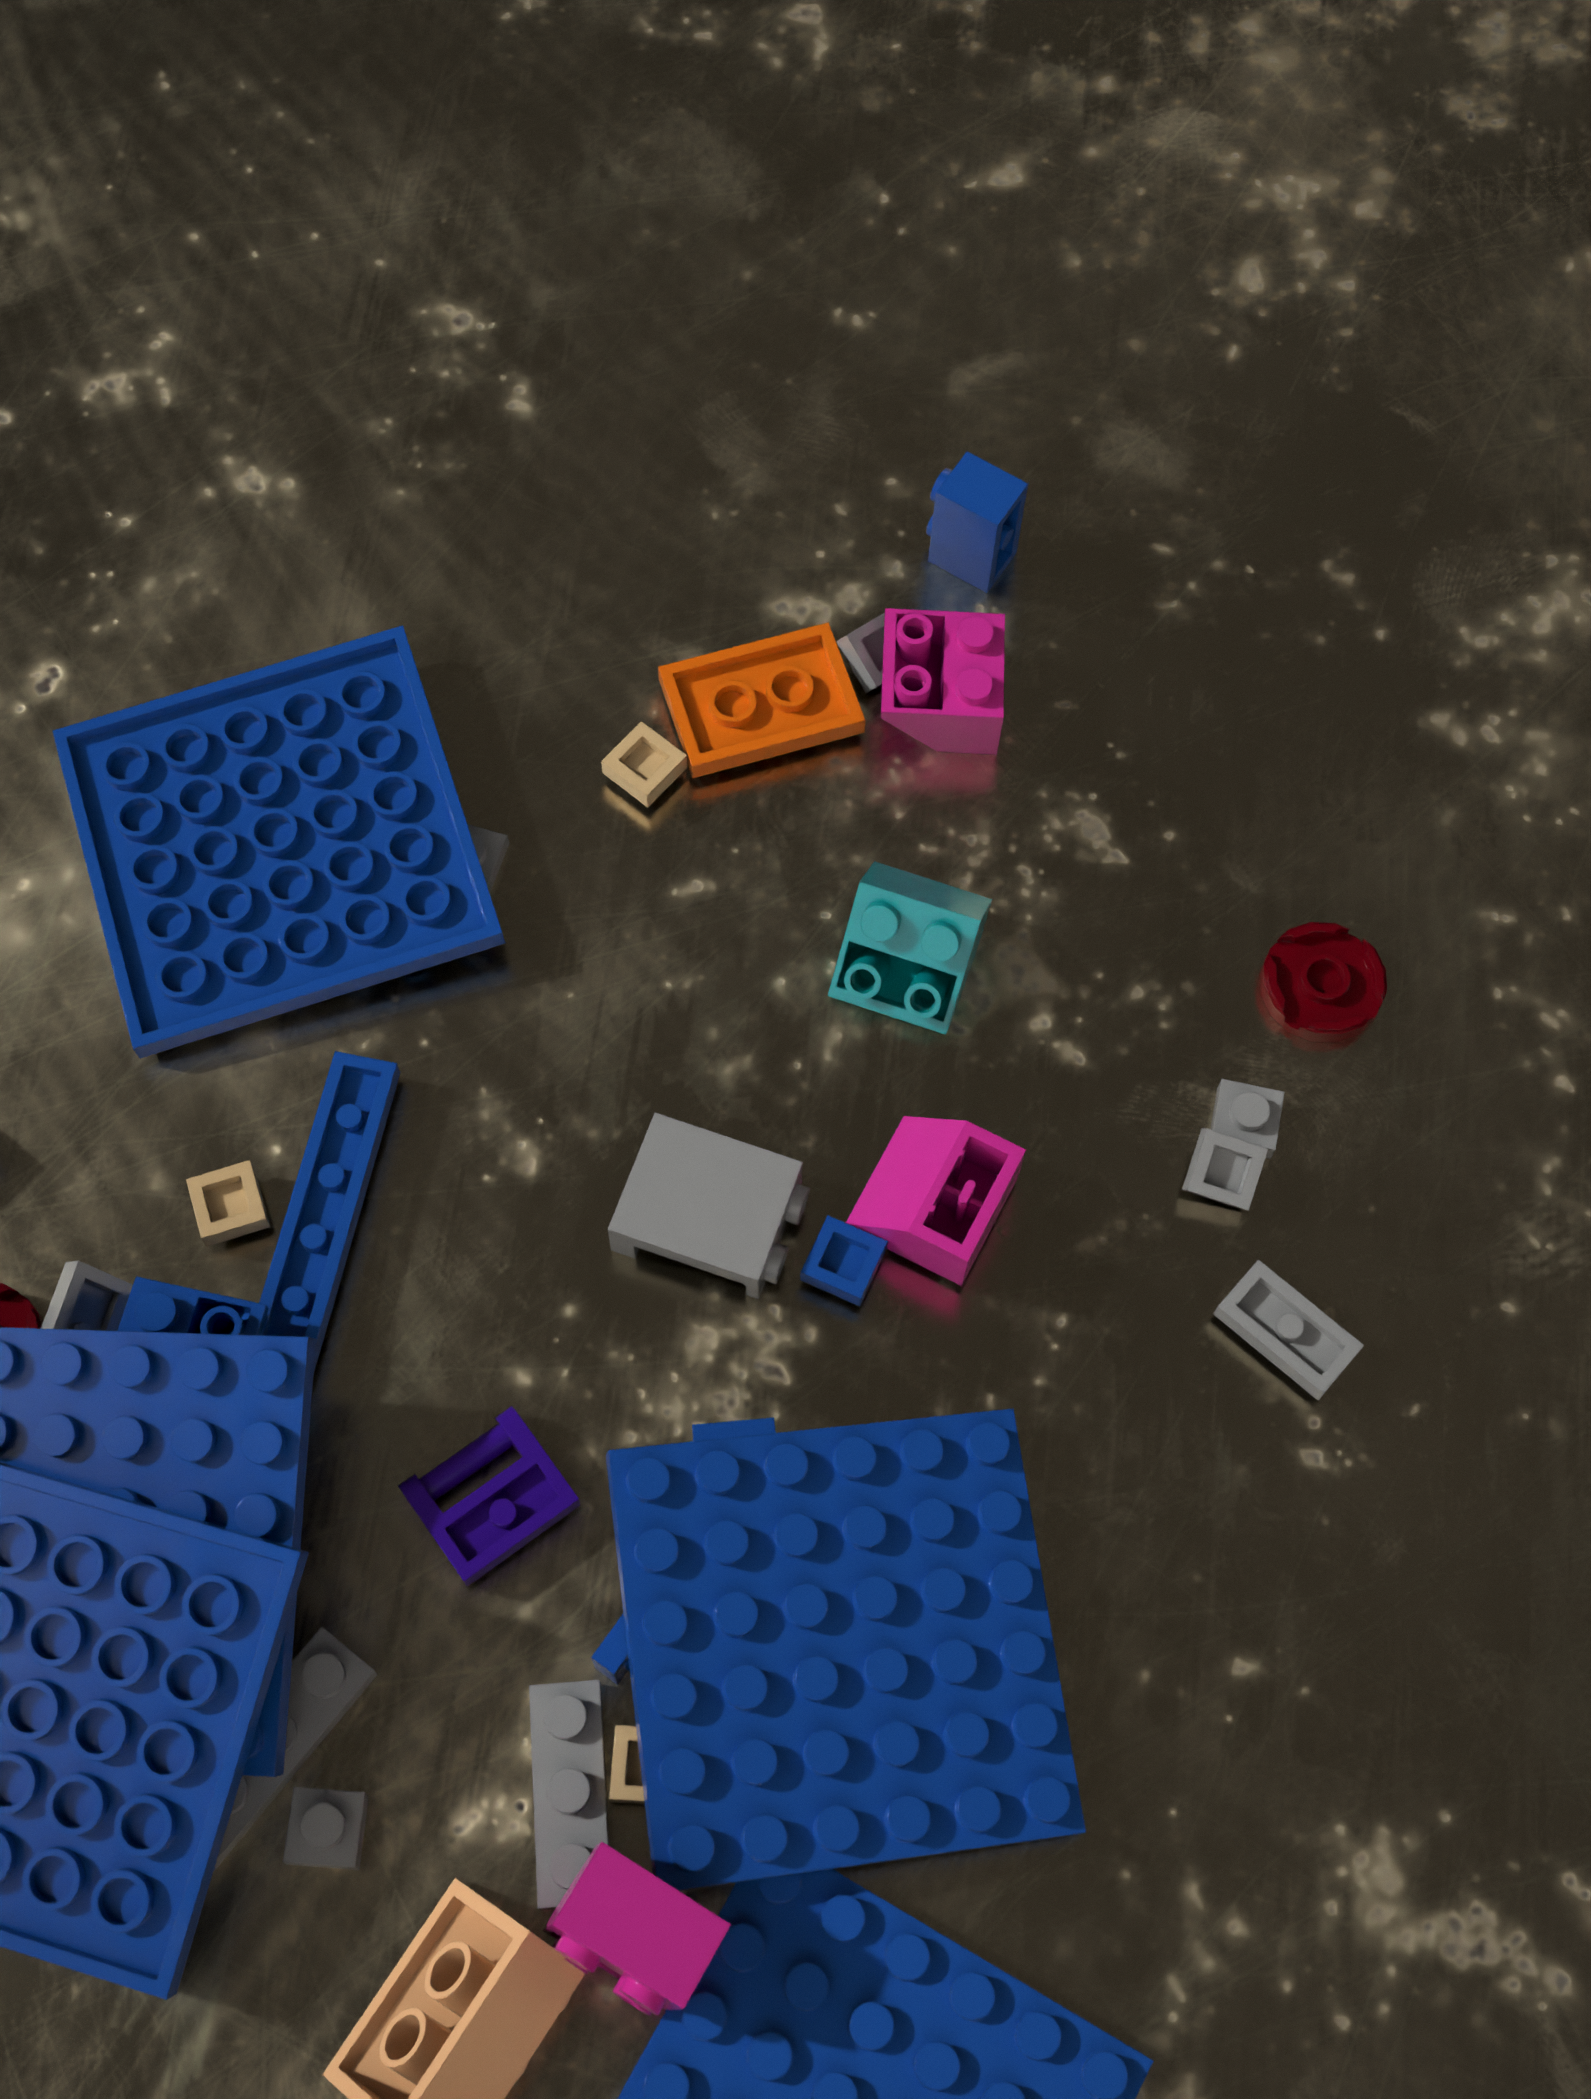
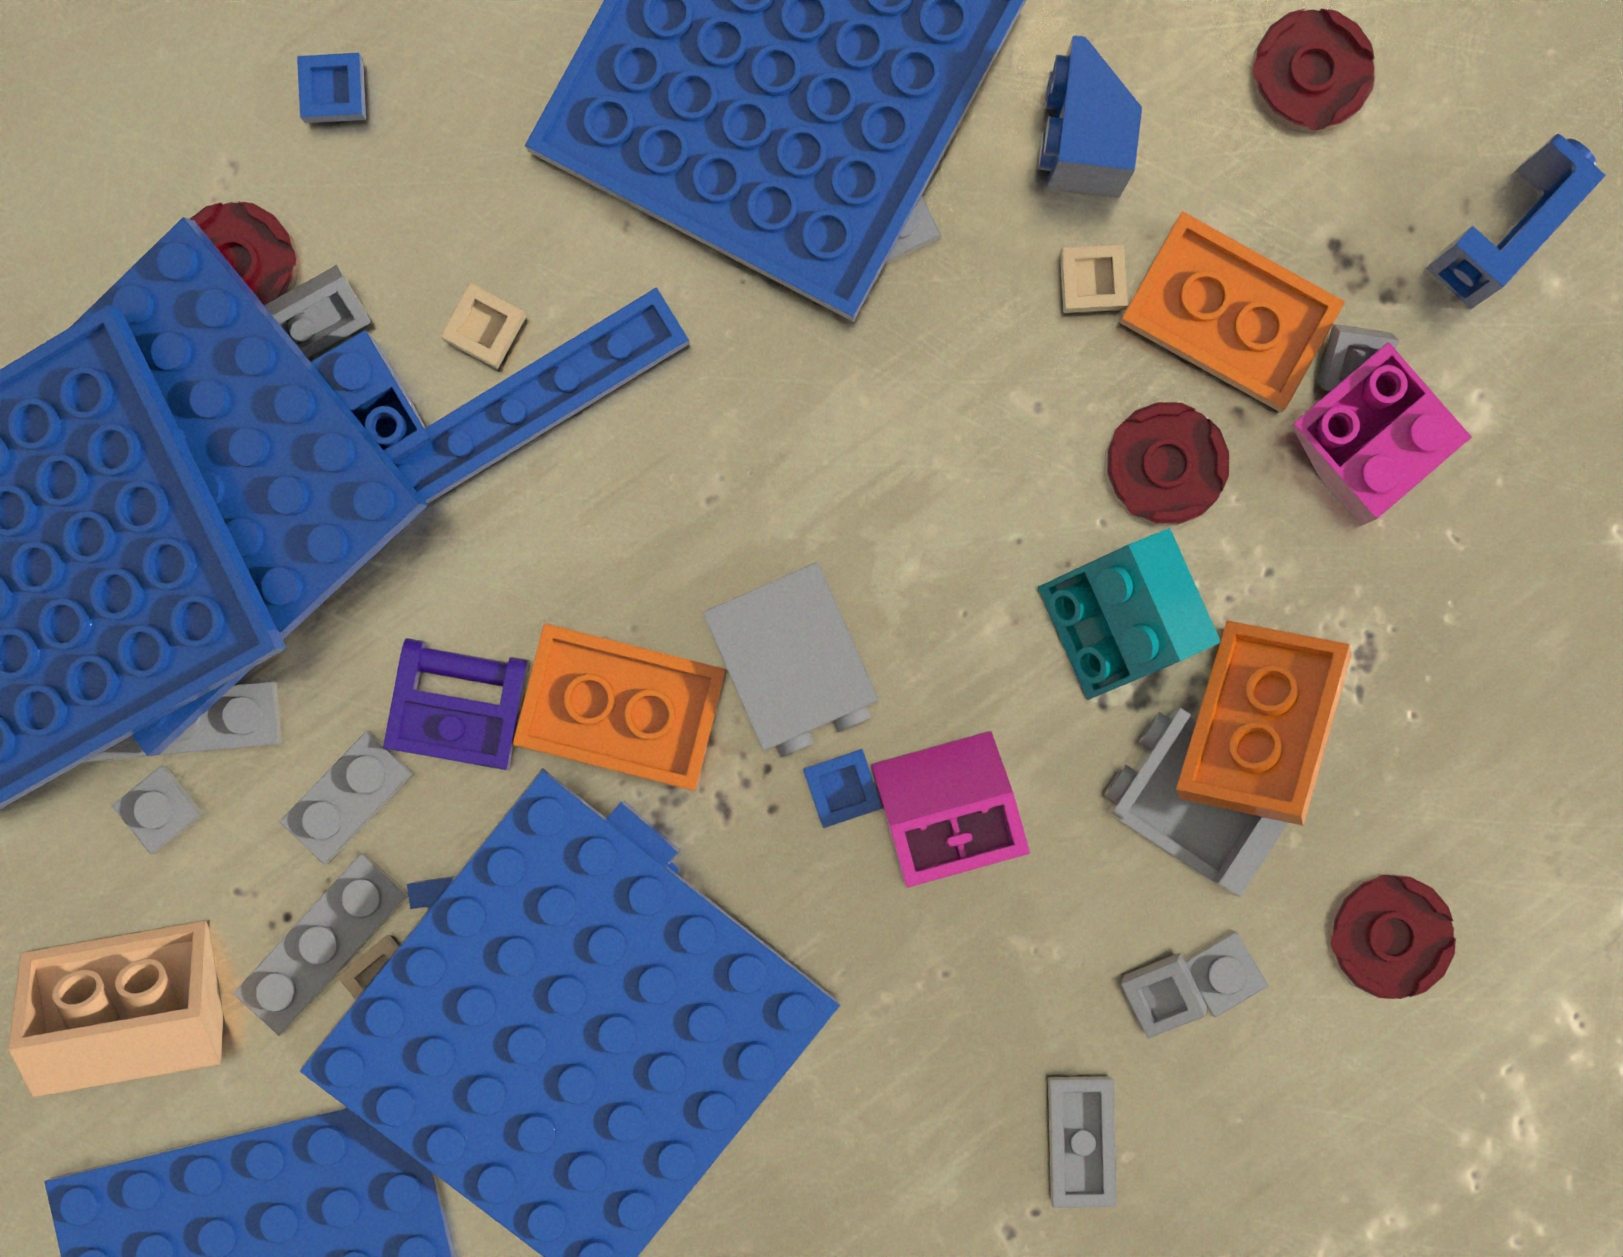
camera: 45 degrees right, 20 degrees up
(473, 1657) = (346, 797): none -> light grey plate
(537, 662) = (1095, 125): none -> blue slope
(617, 1369) = (619, 707): none -> orange plate
(635, 1931) = (258, 1067): dark pink slope -> none
(649, 519) = (1313, 70): none -> dark red tile
(825, 834) = (1167, 464): none -> dark red tile
(887, 506) = (1476, 267): none -> blue panel
(975, 520) = (1540, 334): blue brick -> none
(1081, 916) = (1264, 722): none -> orange plate
(1101, 1018) = (1208, 839): none -> light grey panel

